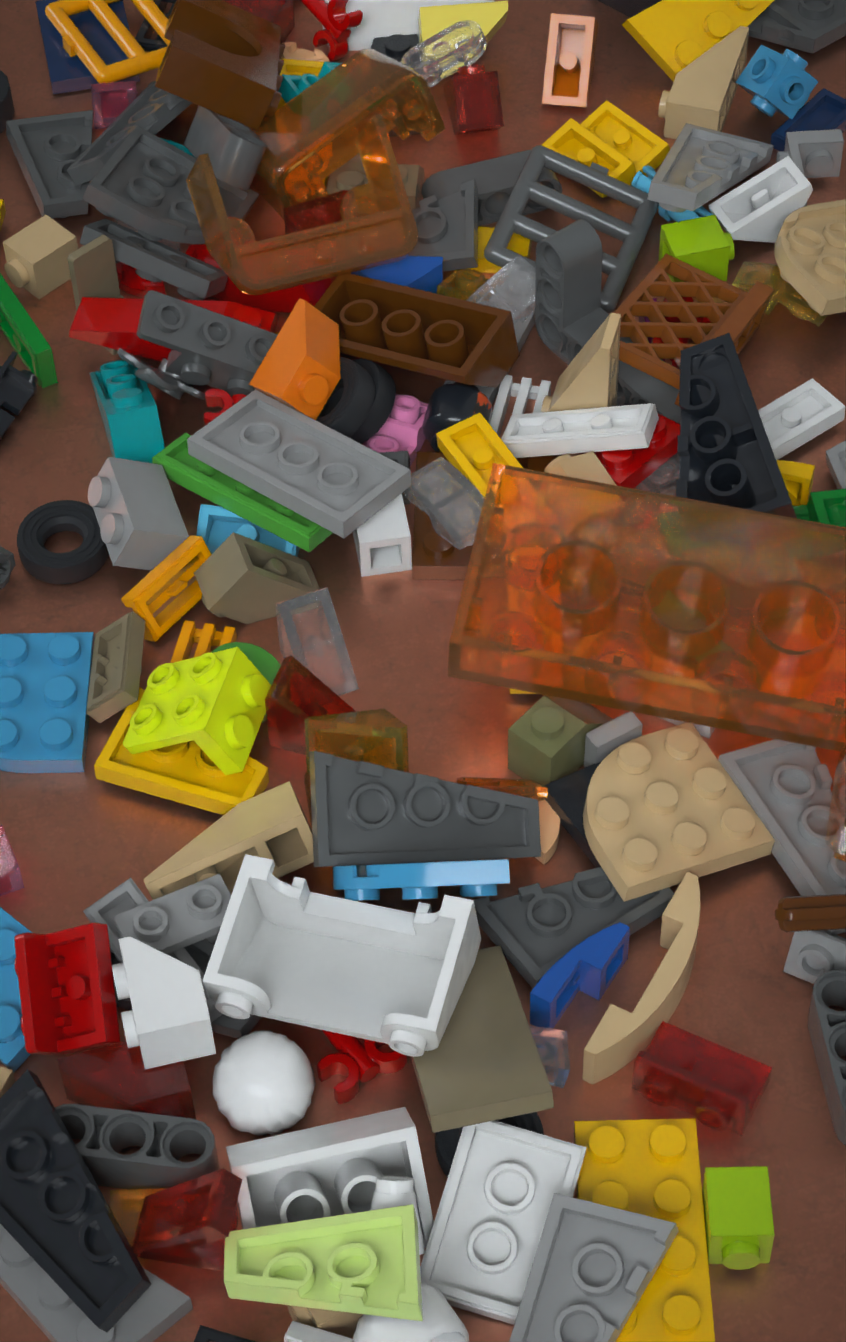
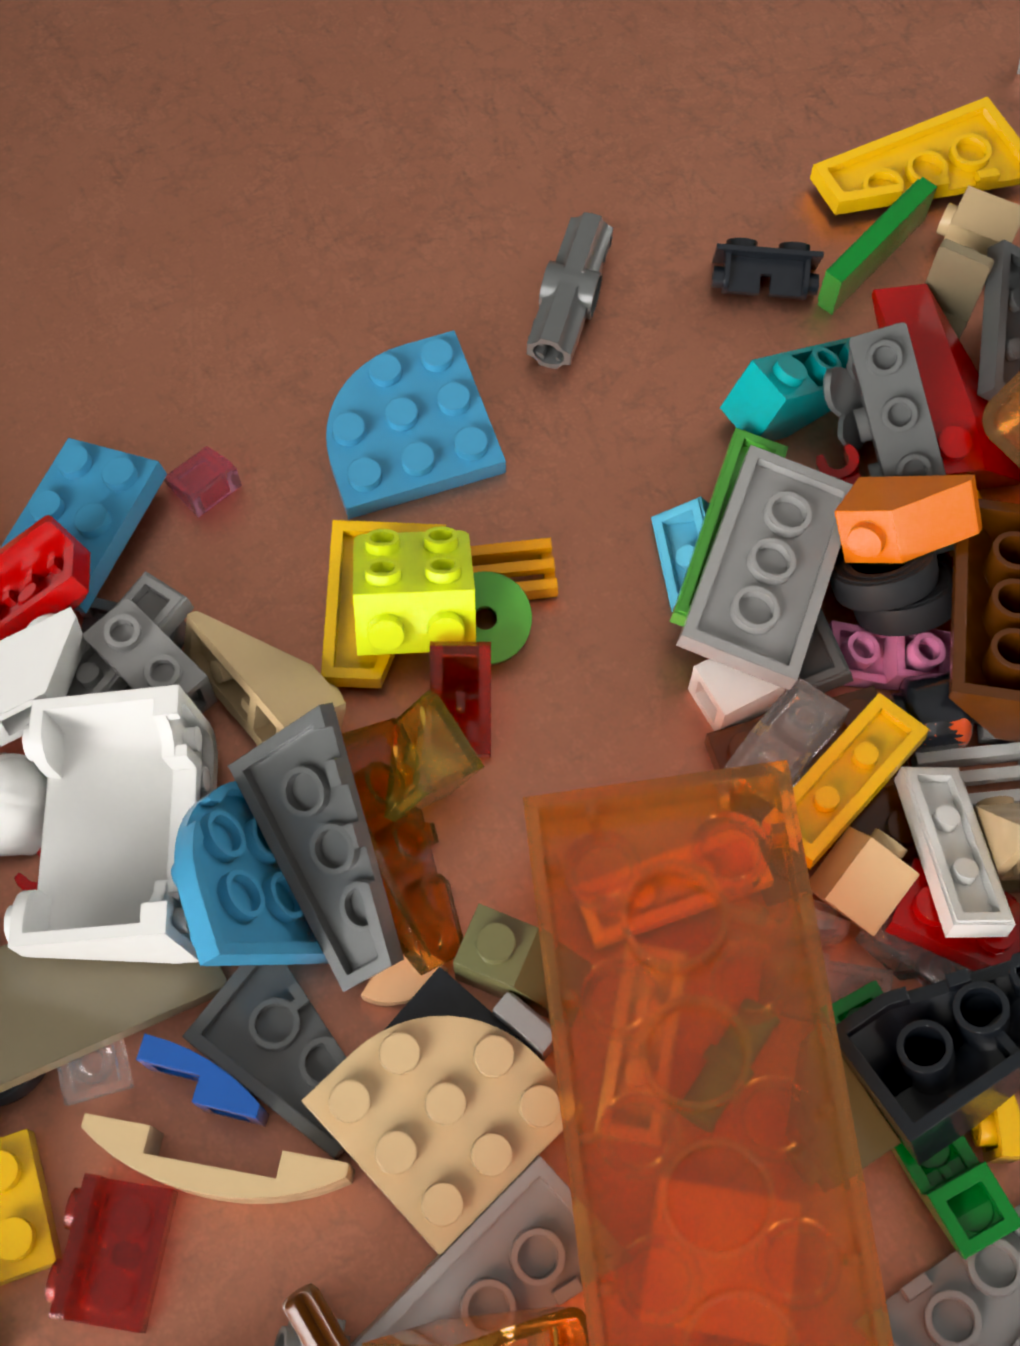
camera: 70 degrees right, 15 degrees up
(67, 566) = (621, 365): black tyre -> none
(116, 667) = (464, 496): dark tan plate -> none
(136, 513) = (658, 442): light grey brick -> none
(167, 581) = (584, 503): light orange tile -> none
(249, 577) = (621, 588): dark tan slope -> none
(314, 637) = (550, 673): clear slope -> none

